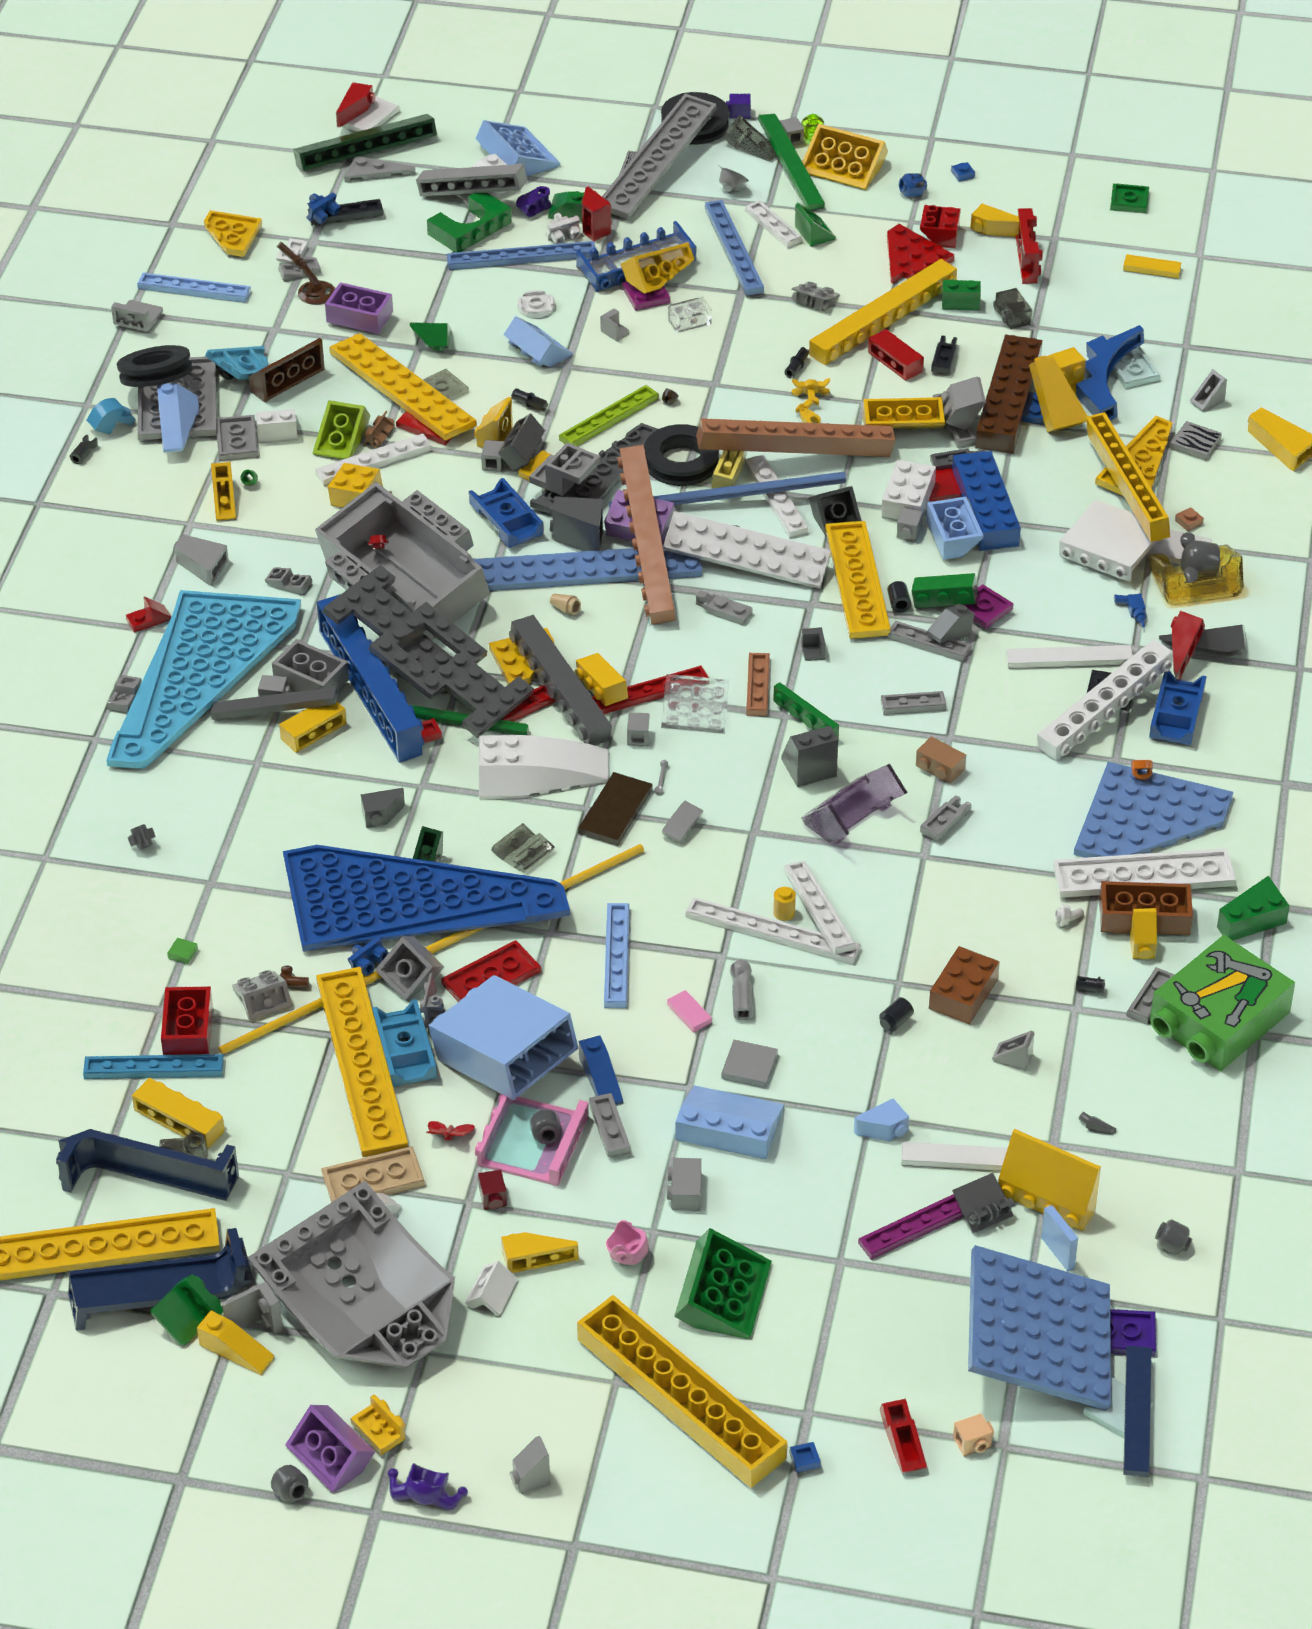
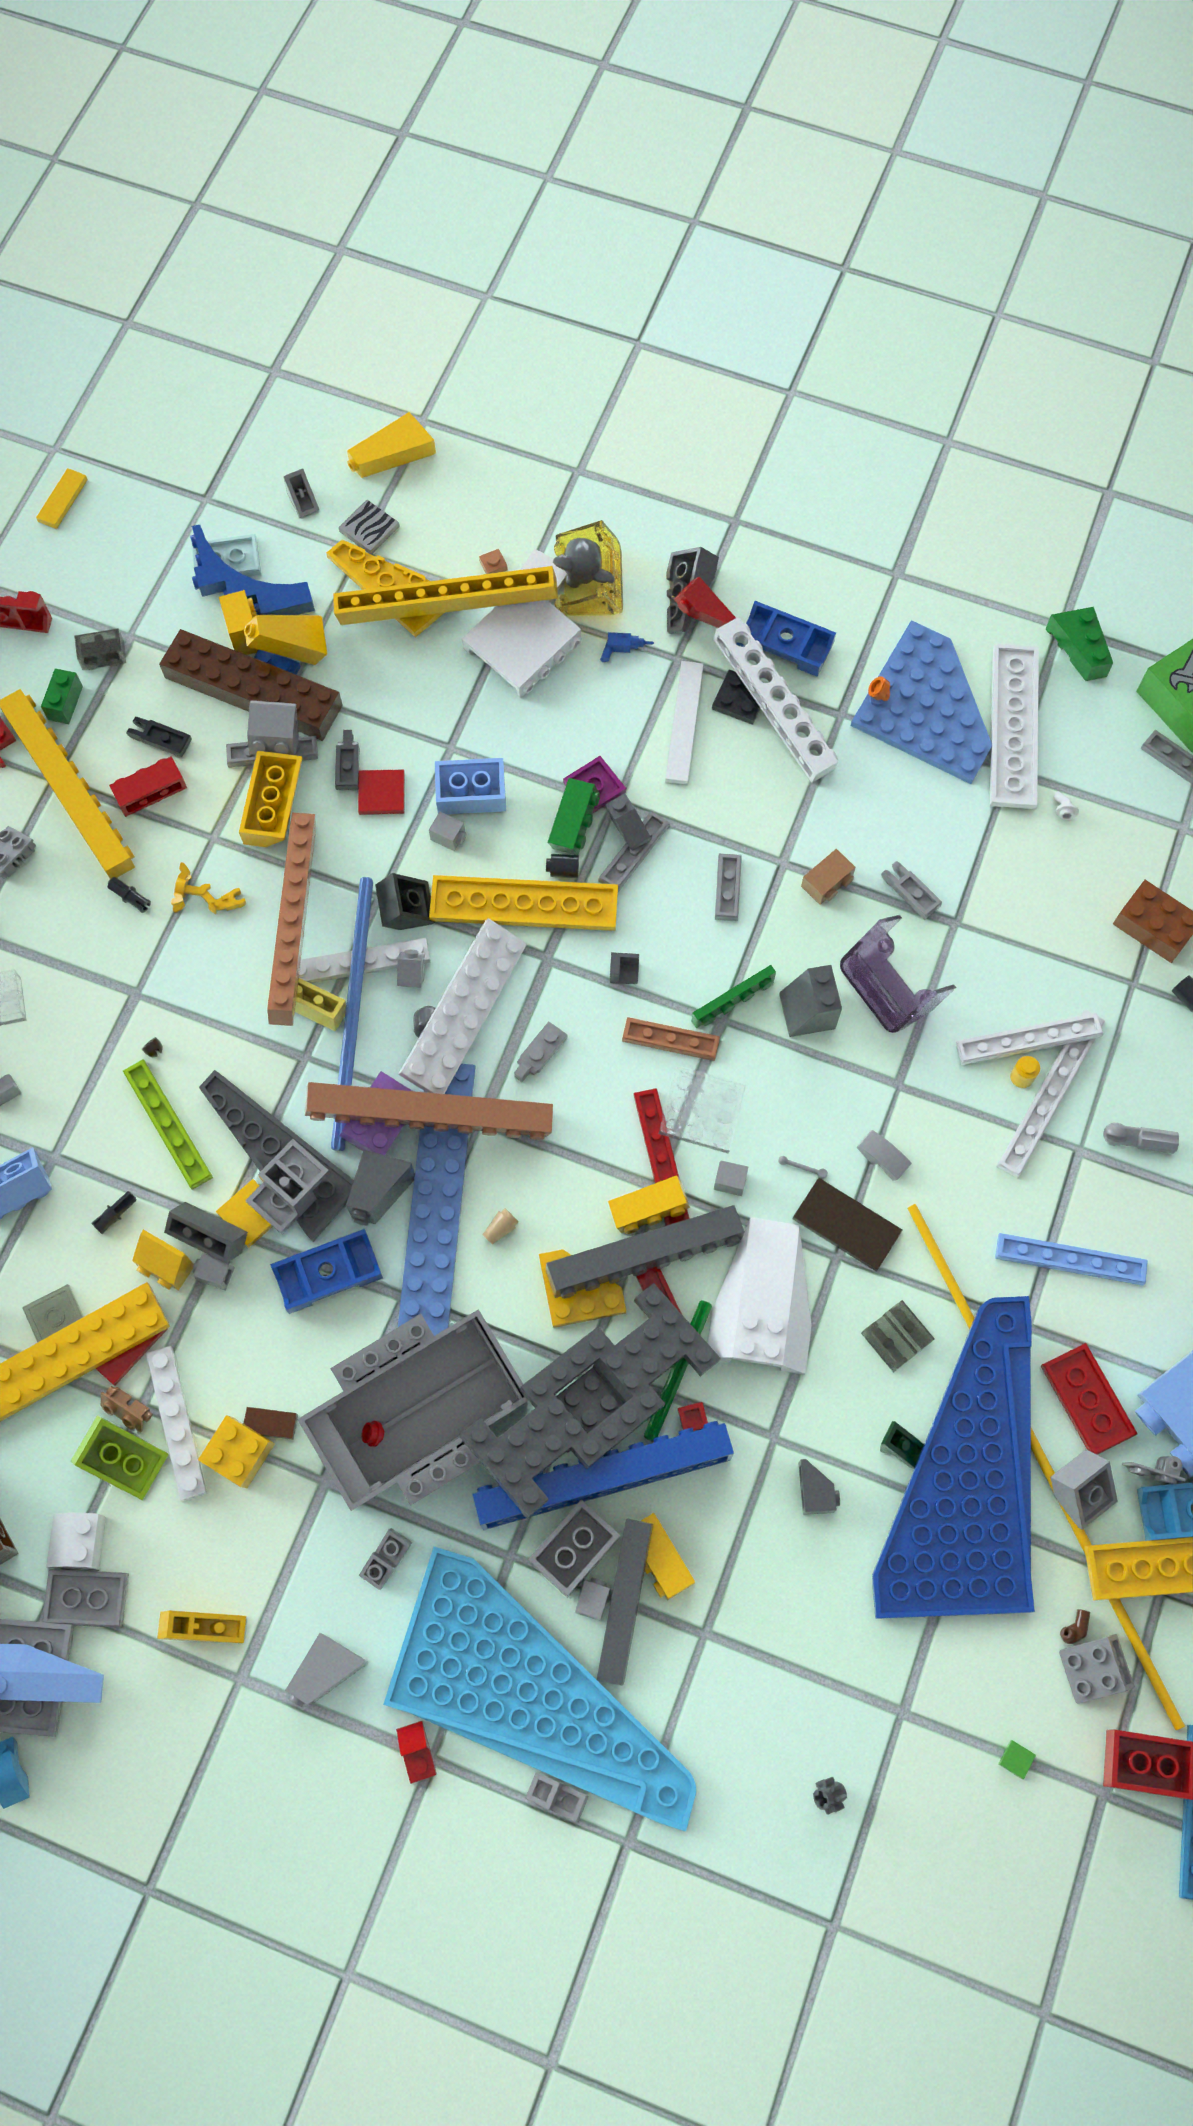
camera: 80 degrees left, 25 degrees up
(83, 449) = (58, 1818): pearl dark grey bar -> none
(246, 480) = (178, 1589): green hinge -> none
(368, 956) = (1053, 1525): blue hips -> none
(675, 472) = (271, 1083): black tyre -> none
(689, 1011) = (1161, 1197): bright pink tile -> none
(774, 517) = (410, 969): none -> light grey brick
(908, 488) = (395, 819): white brick -> none
(986, 493) = (419, 743): blue brick -> none
(1090, 984) = (1161, 806): black pin -> none
(1143, 933) = (1112, 743): yellow slope -> none
(1171, 902) = (1073, 733): dark orange brick -> none

